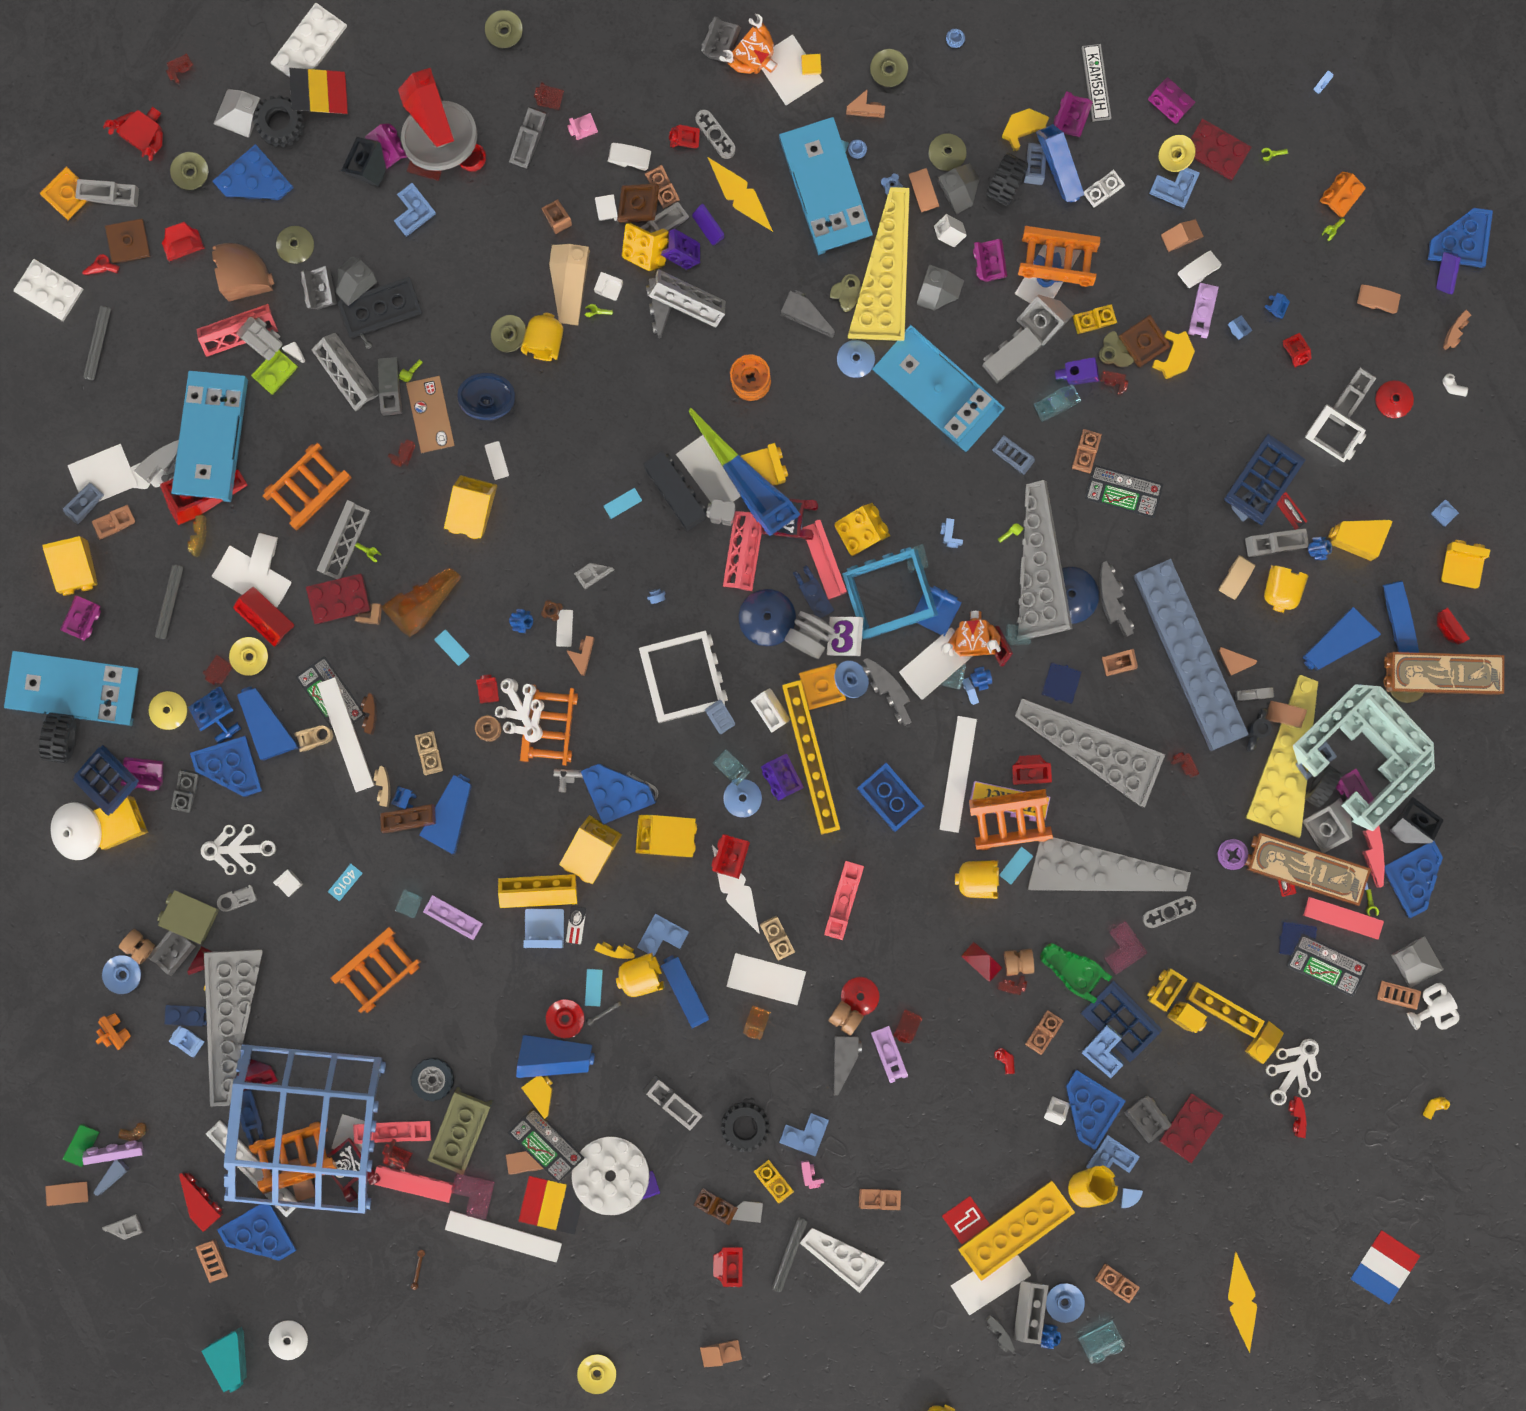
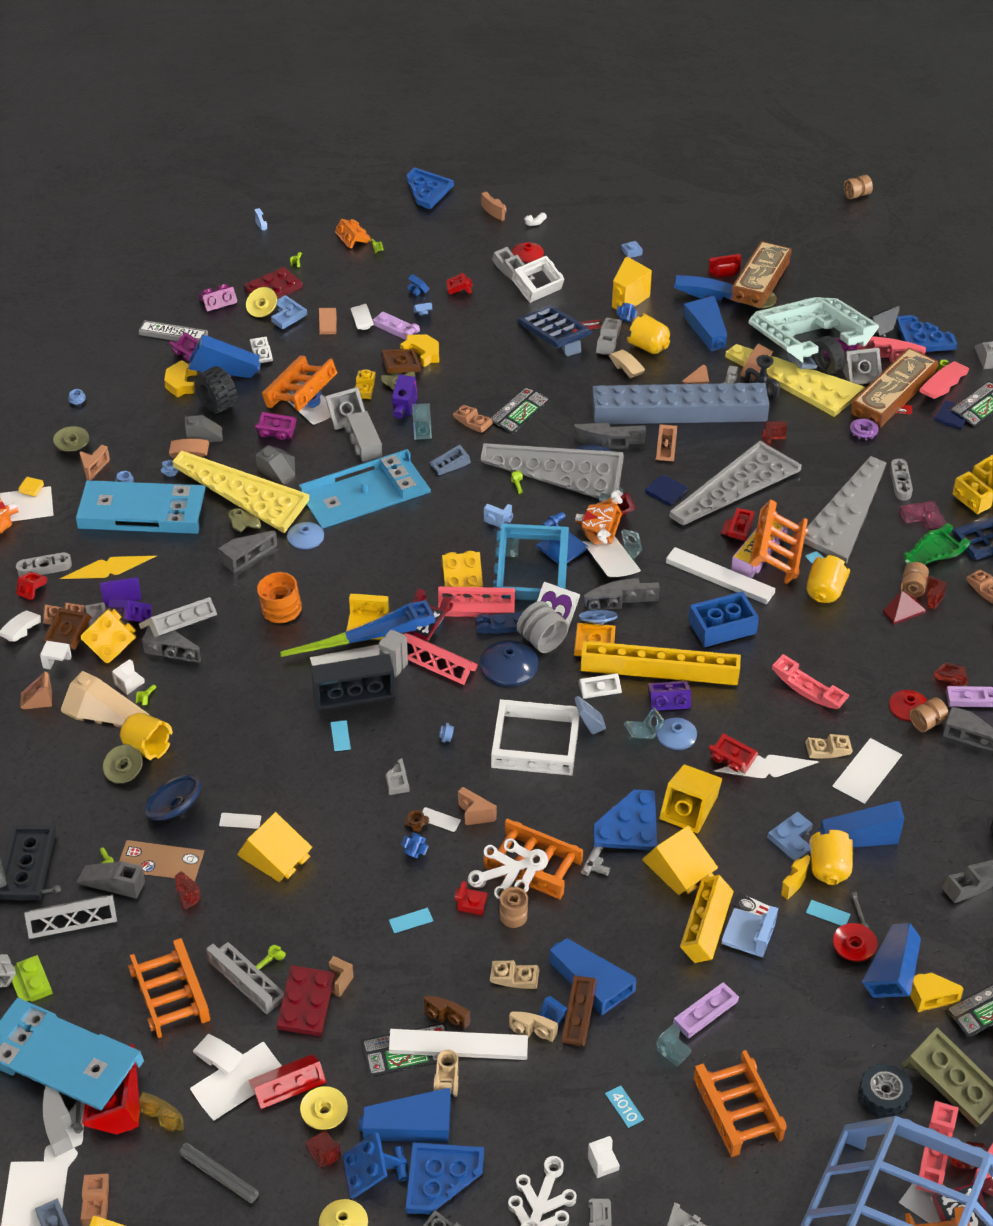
camera: 65 degrees left, 40 degrees down
(294, 350) = (22, 950): white slope -> none
(416, 607) = (352, 929): clear orange wedge -> none
(756, 1023) = (913, 785): clear orange bracket -> none
(946, 161) = (166, 430): olive dish -> none
(950, 230) = (233, 441): white panel -> none
(970, 690) = (649, 542): light blue tile -> none
(981, 678) = (642, 528): blue gear -> none
(1112, 379) = (424, 382): clear red bracket -> none
(1378, 298) = (444, 236): nougat slope -> none
(1448, 272) = (448, 195): dark purple slope -> none
(1464, 564) = (674, 248): yellow bracket -> none

